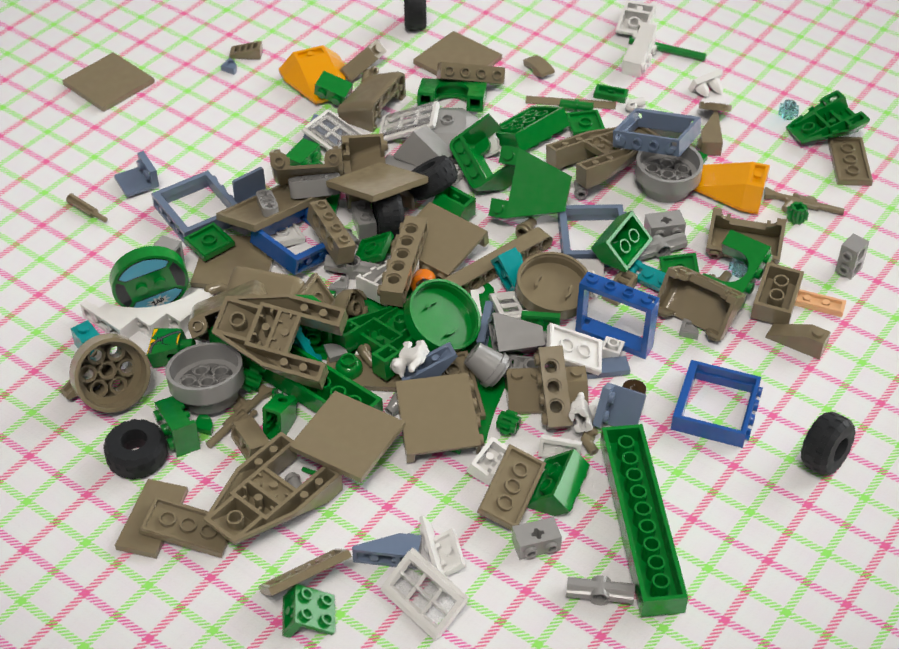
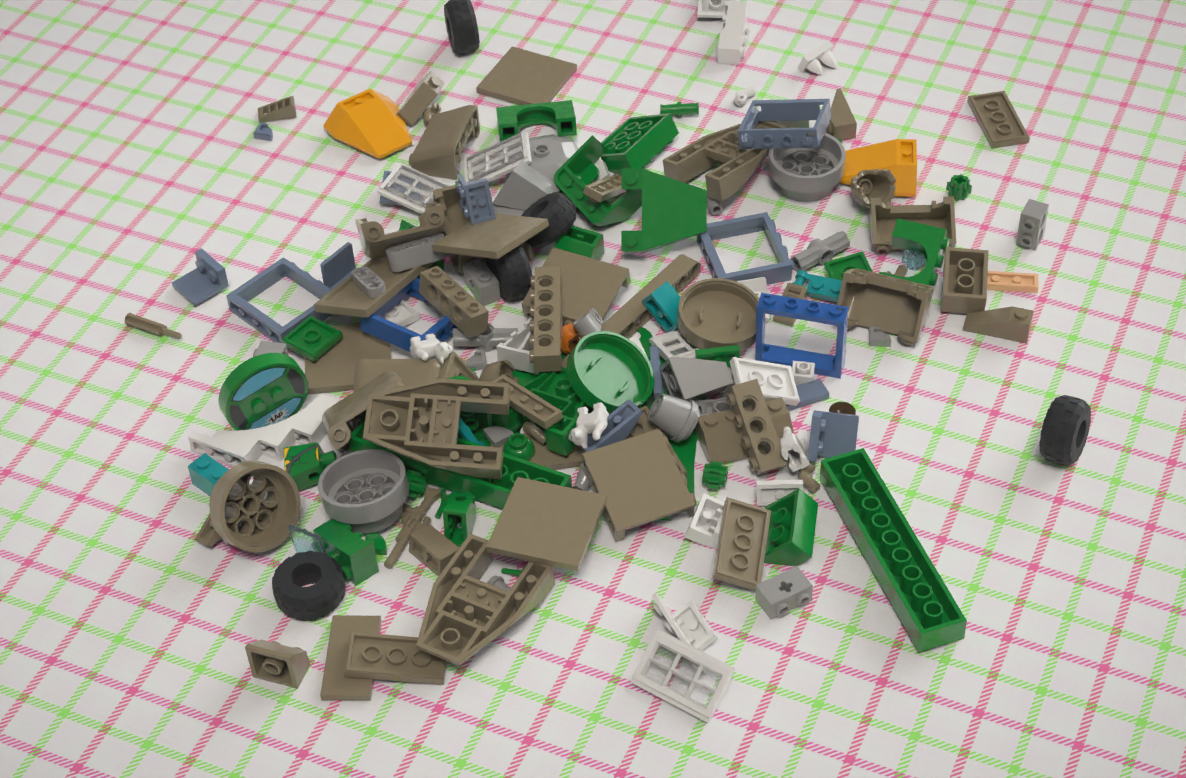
camera: 10 degrees left, 0 degrees up
(88, 509) = (277, 662): none -> dark tan slope
(108, 81) = (124, 174): dark tan tile -> none
(143, 410) = (304, 540): none -> clear light blue piece
(215, 287) = (339, 388): dark tan arm -> none
(298, 267) = (429, 348): none -> white animal
(304, 152) = (389, 216): green brick -> none
(304, 571) = (544, 679): dark tan tile -> none
(308, 609) = (558, 718): green bracket -> none
(333, 88) = (397, 137): green brick -> none
(364, 329) = (530, 404): none -> dark tan plate
(374, 150) = (475, 199): none -> sand blue bracket
(374, 248) = (506, 310): green plate -> none
(386, 550) = (626, 639): sand blue slope -> none
(438, 270) = (588, 322): none -> light grey piece
(471, 72) = (550, 92): dark tan brick -> none
(485, 161) = (604, 188): none -> dark tan plate
(525, 226) = (665, 257): dark tan cone -> none
(539, 66) = (623, 70): dark tan slope -> none
(556, 101) = (655, 108): dark tan sticker -> none
(584, 121) = (694, 126): green plate -> none
(600, 590) = (868, 633): light grey piece -> none
(610, 93) = (713, 88): green tile -> none
(622, 242) = (781, 254): green slope -> none
(664, 223) = (818, 225): light grey brick -> none
(677, 50) = (771, 27): green piece -> none
(715, 106) = (835, 83): dark tan tile -> none
(723, 197) = (874, 184): none -> dark tan hair
(723, 377) = (939, 382): blue window -> none
(788, 109) = (916, 73): clear light blue gear -> none
(810, 201) = (968, 171): dark tan piece -> none
(827, 120) = (962, 78): green wedge -> none

